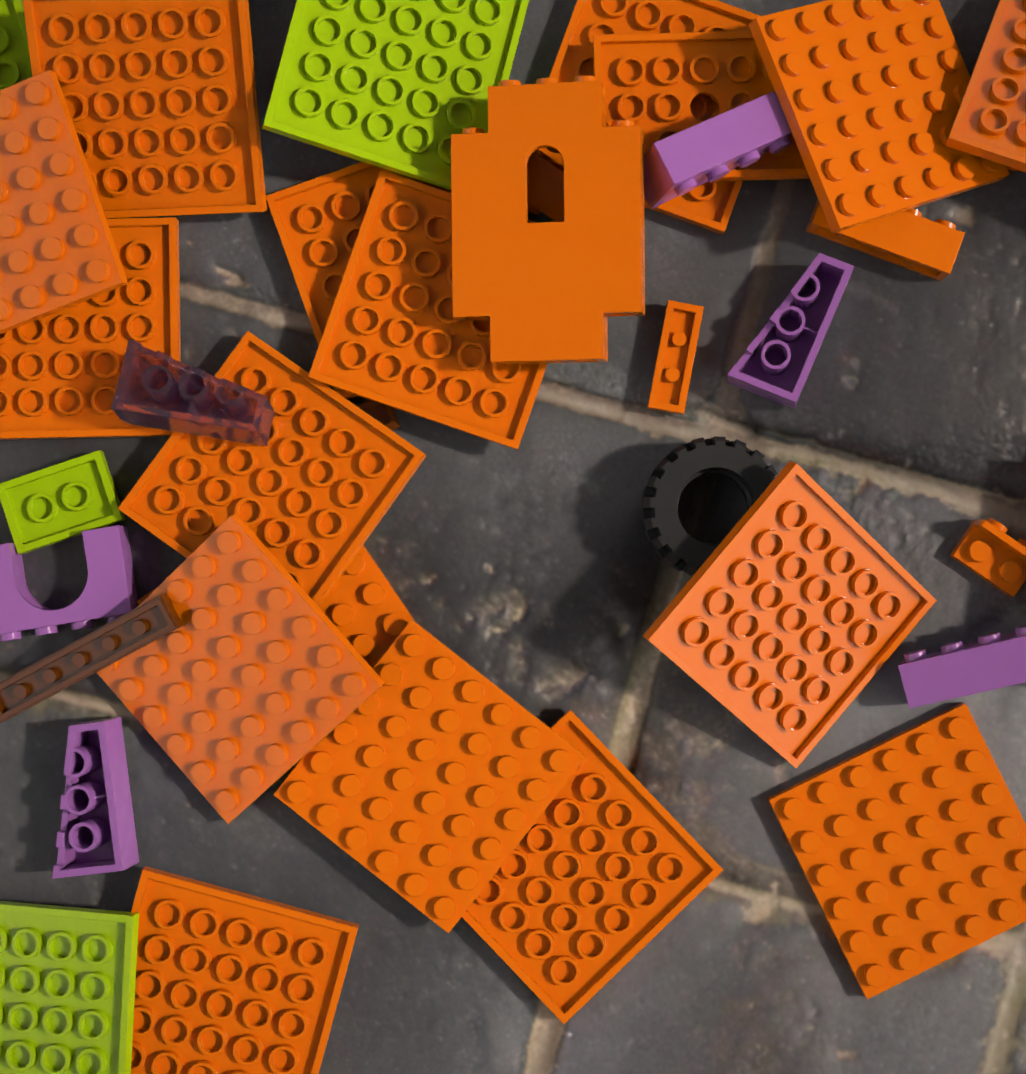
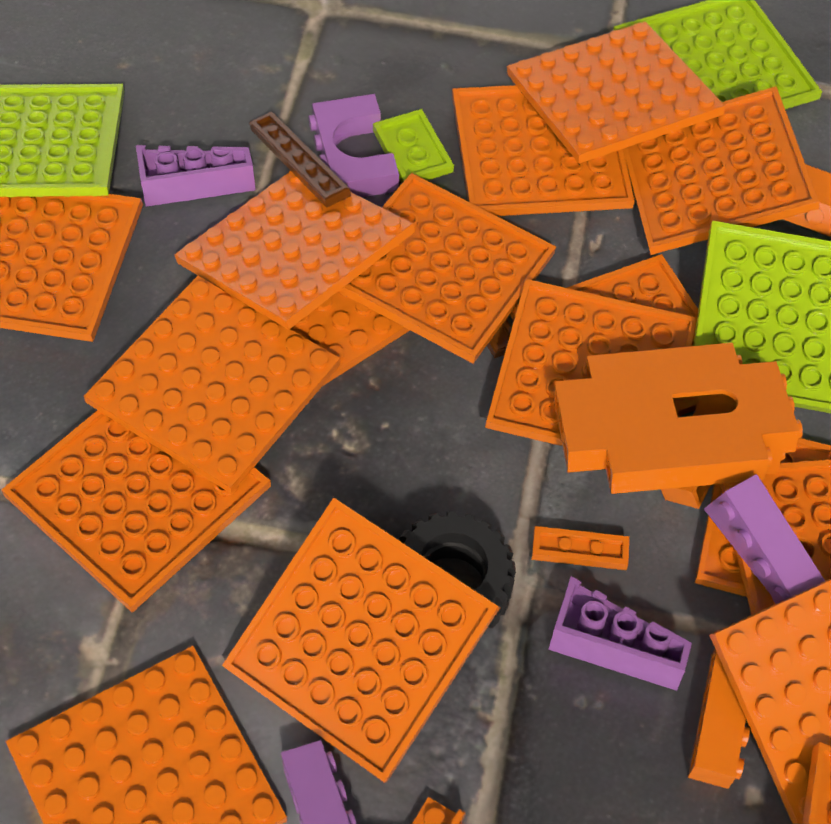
camera: 80 degrees right, 30 degrees down
(186, 399) = (496, 200): wedge -> none

